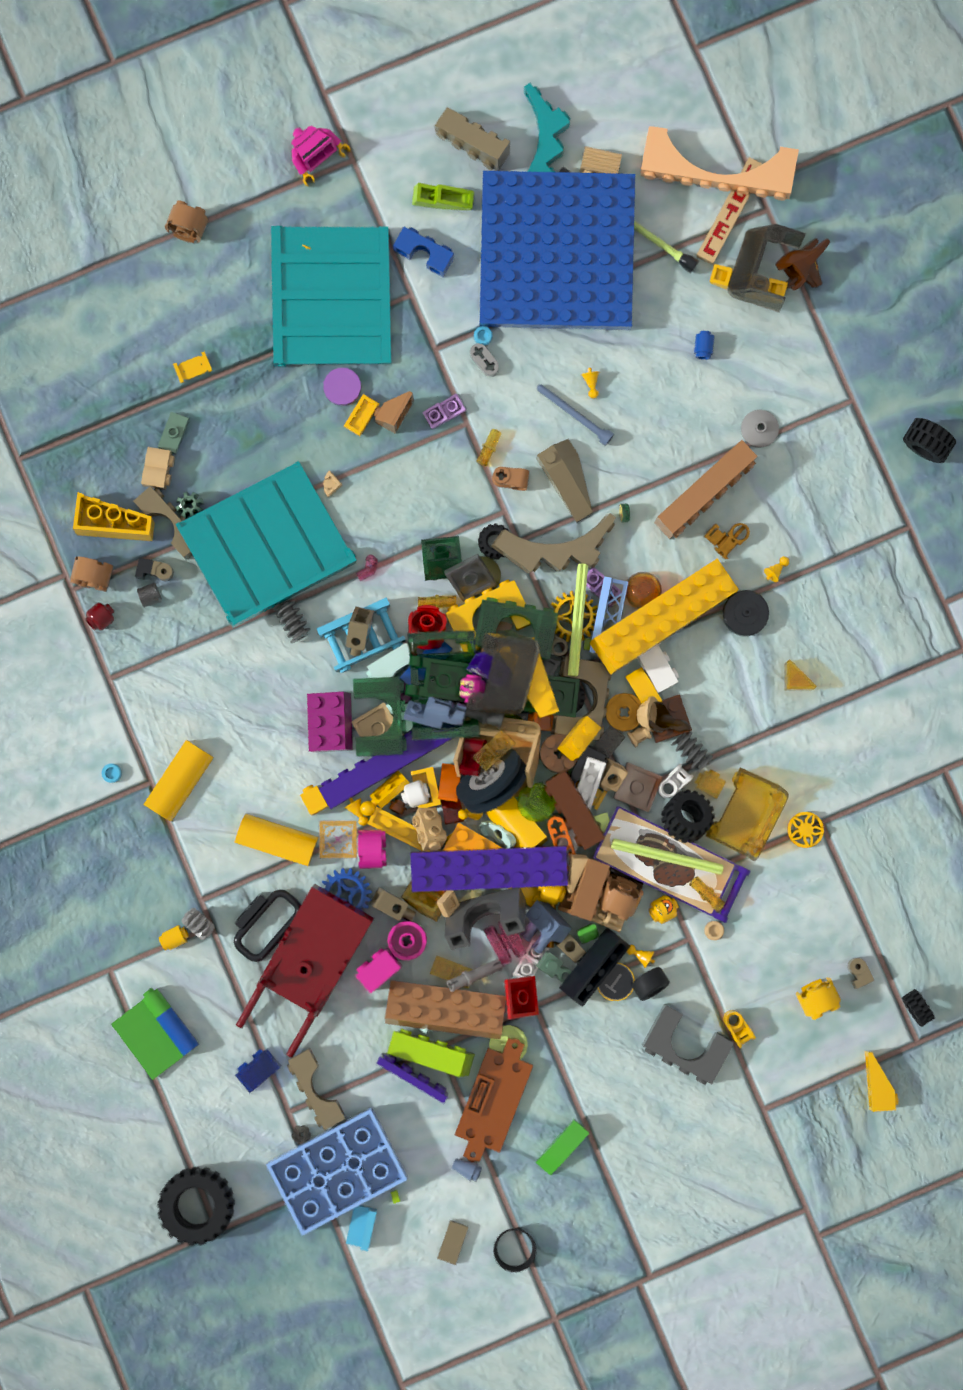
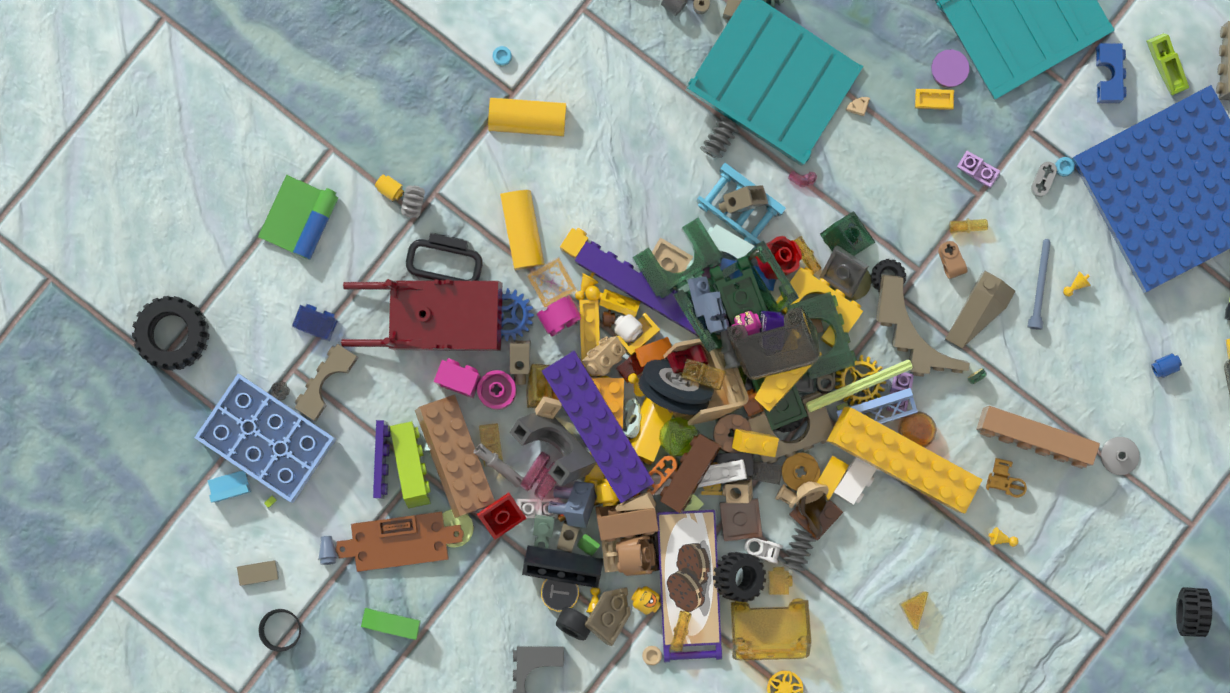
camera: 60 degrees right, 0 degrees up
(329, 722) = (649, 218): magenta brick -> none
(394, 411) = (953, 125): medium nougat slope -> none
(660, 948) = (609, 615): none -> dark tan tile
(667, 856) = (694, 577): yellowish green axle -> none
(745, 613) = (947, 531): black wheel -> none

